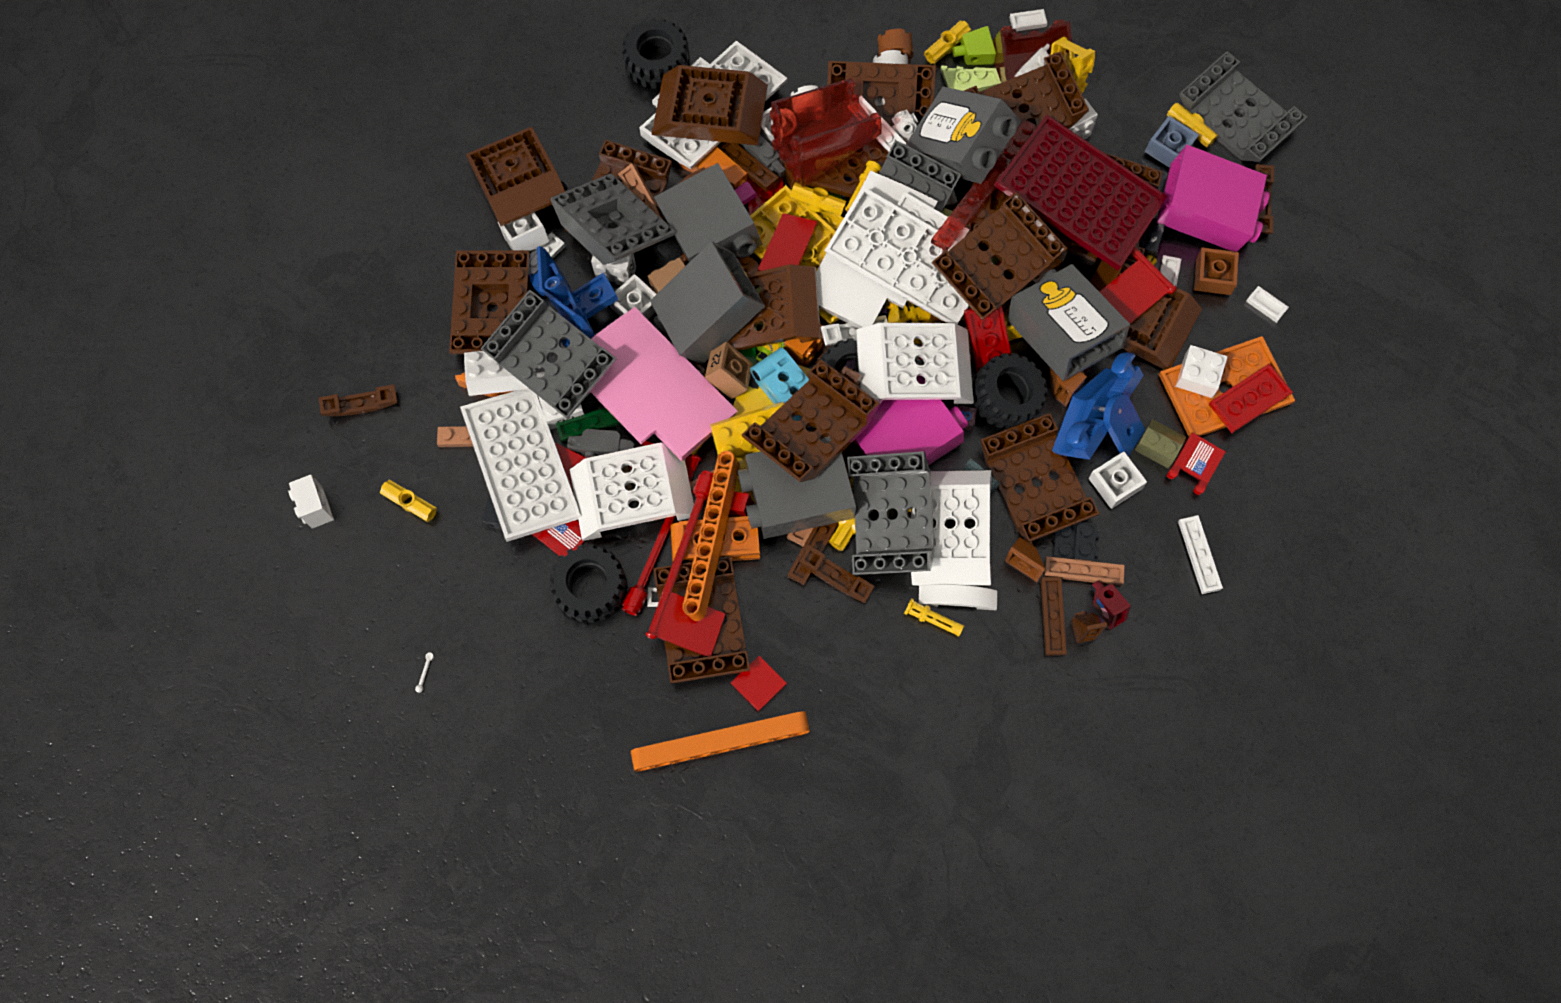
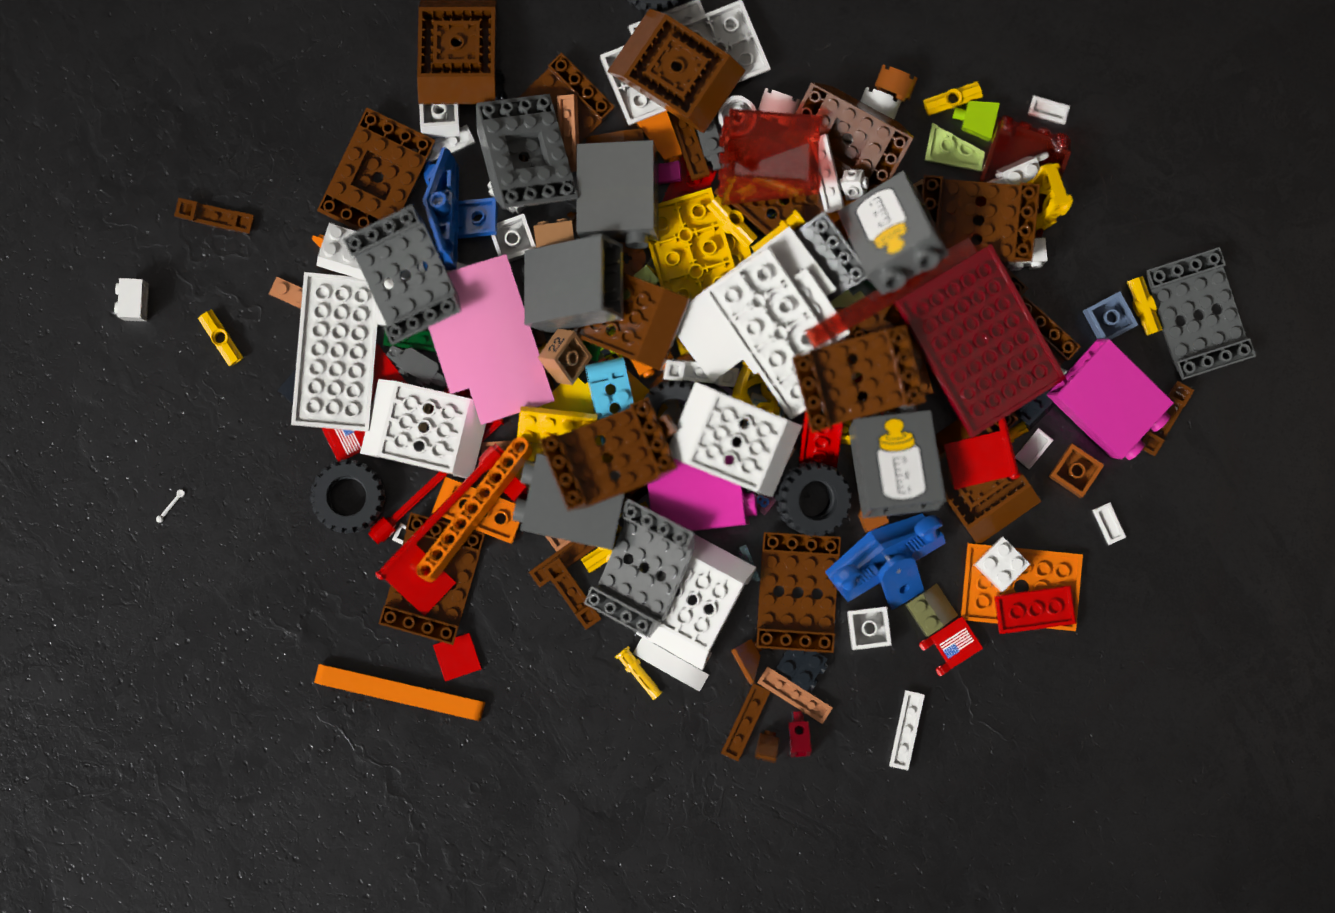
camera: 25 degrees right, 15 degrees up
(788, 242) = (679, 257): red tile -> none

